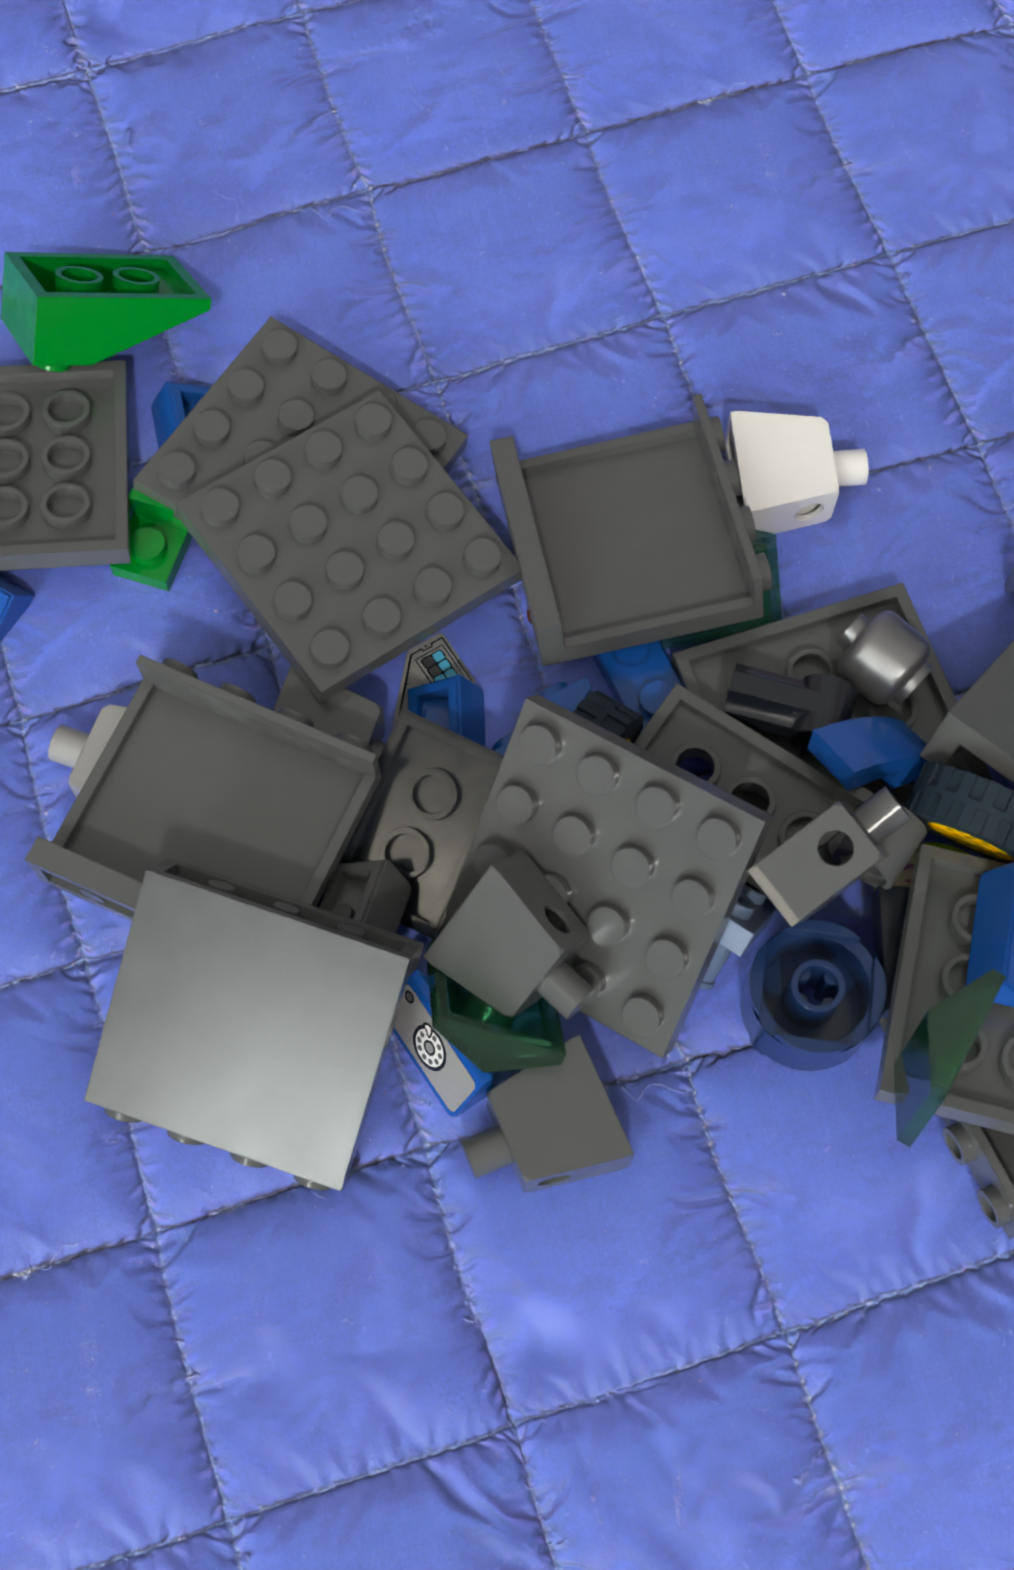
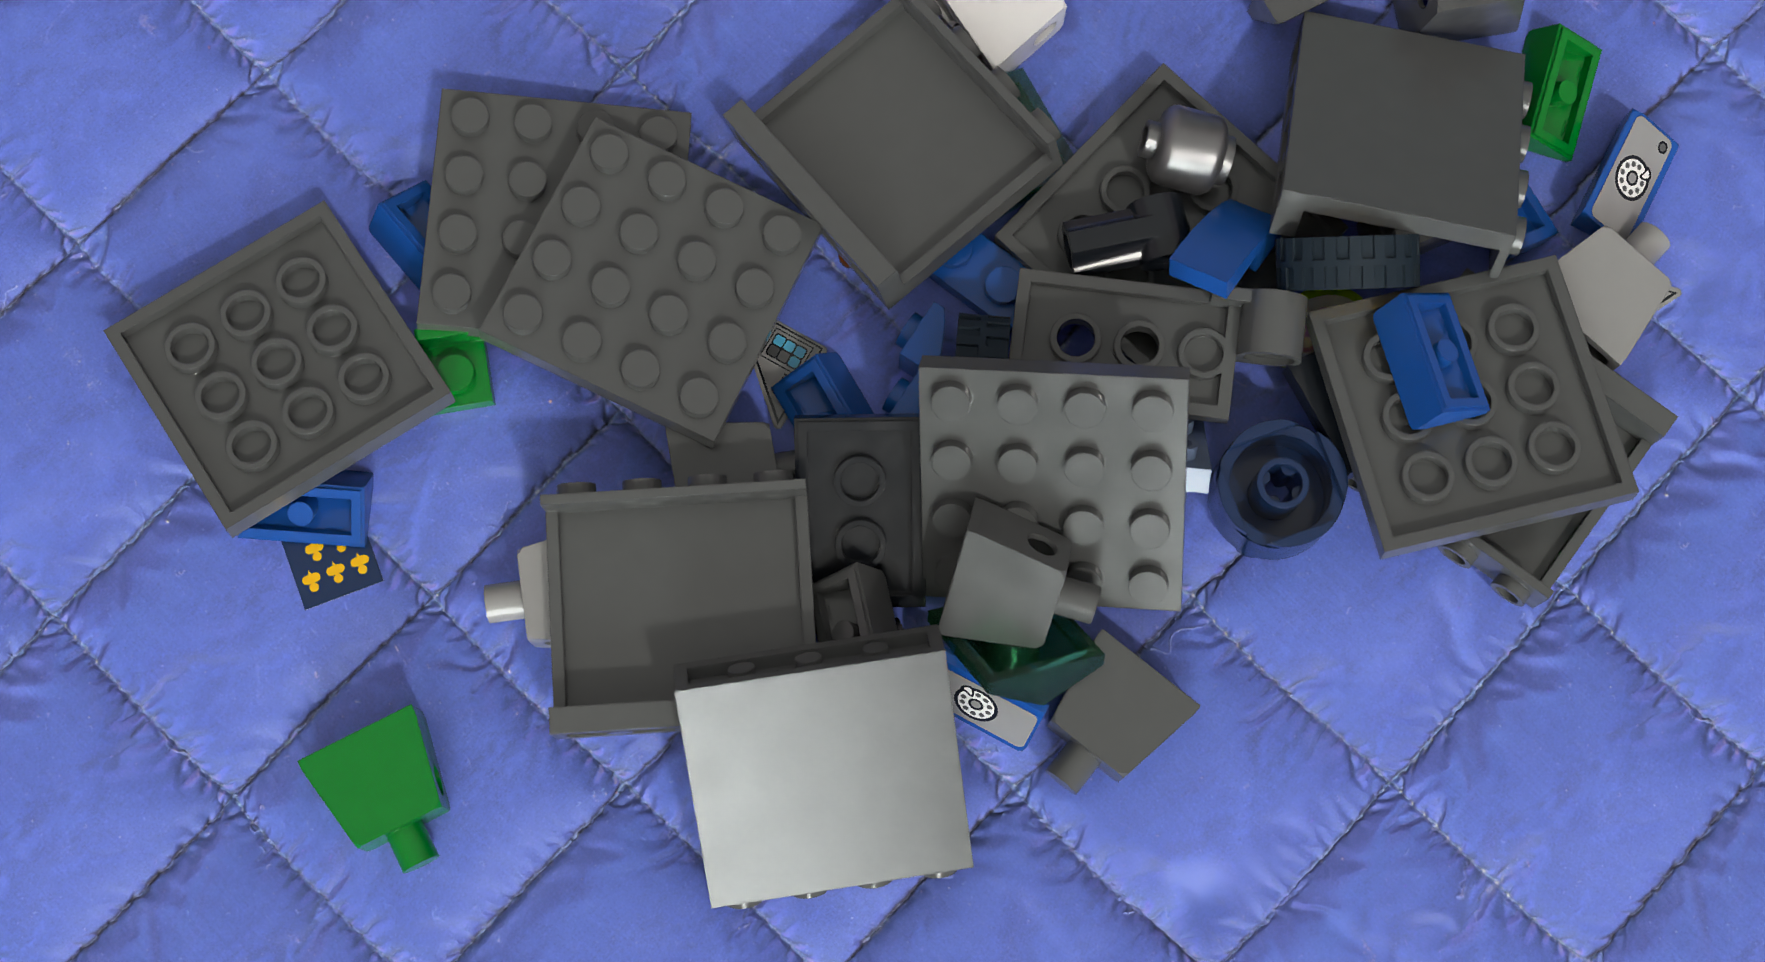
camera: 30 degrees left, 10 degrees up
(93, 305) = (265, 159): green slope -> none
(804, 876) = (1238, 400): dark grey torso -> none
(937, 1053) = (1427, 510): clear green slope -> none

